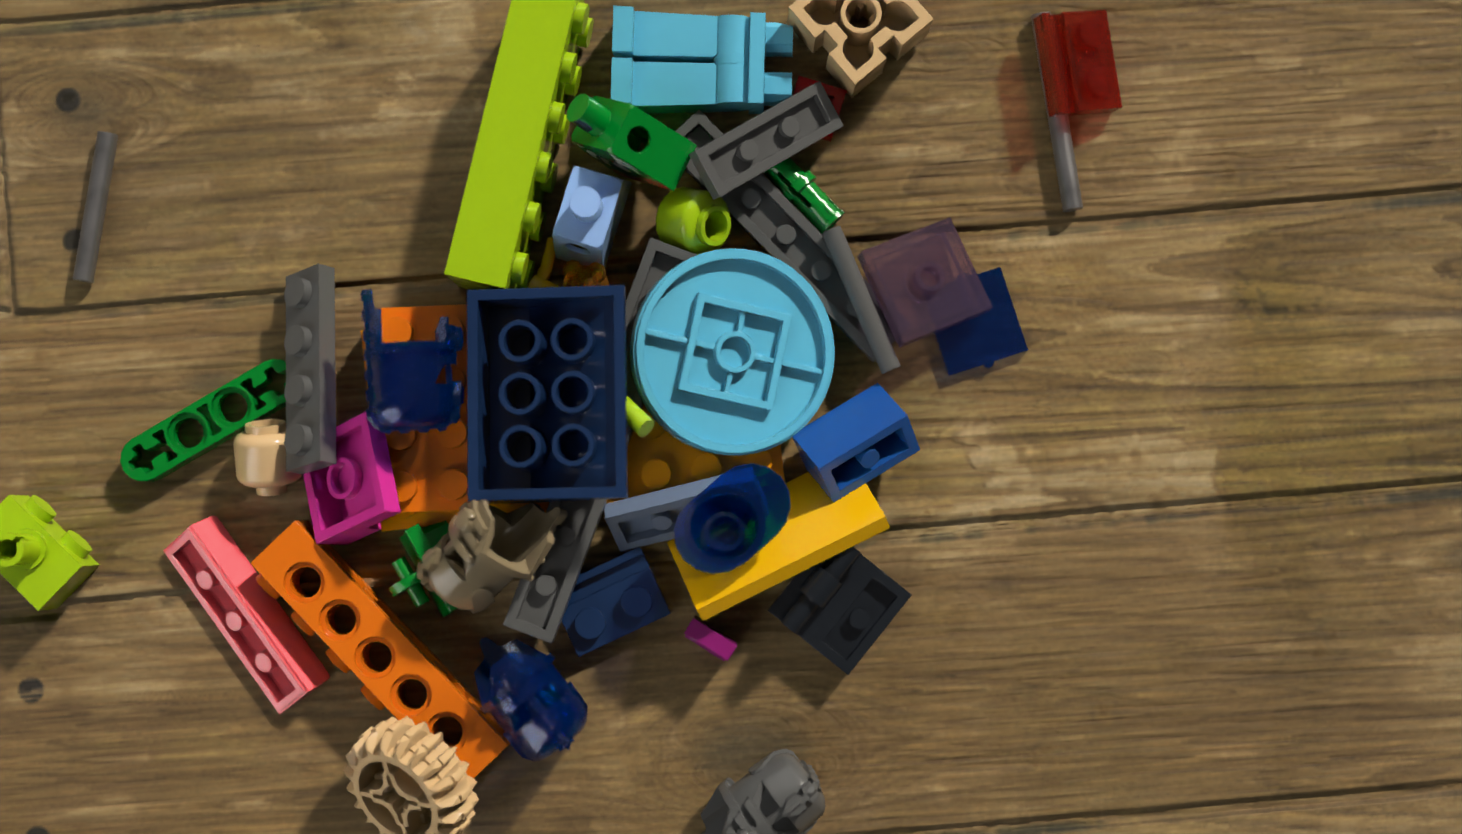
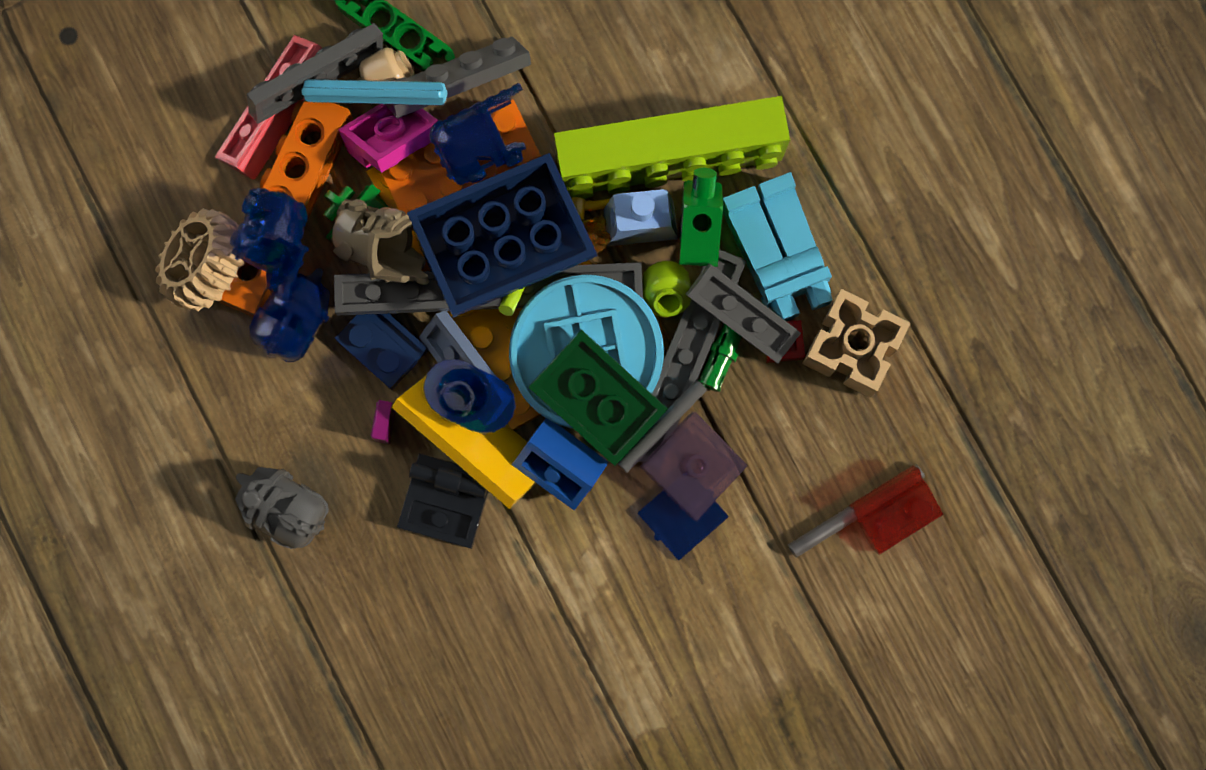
camera: 60 degrees right, 5 degrees down
(226, 527) = (327, 64): none -> dark grey plate
(291, 477) = (374, 92): none -> medium azure axle
(427, 683) = (272, 237): none -> clear blue helmet
(798, 361) = (597, 397): none -> dark green plate

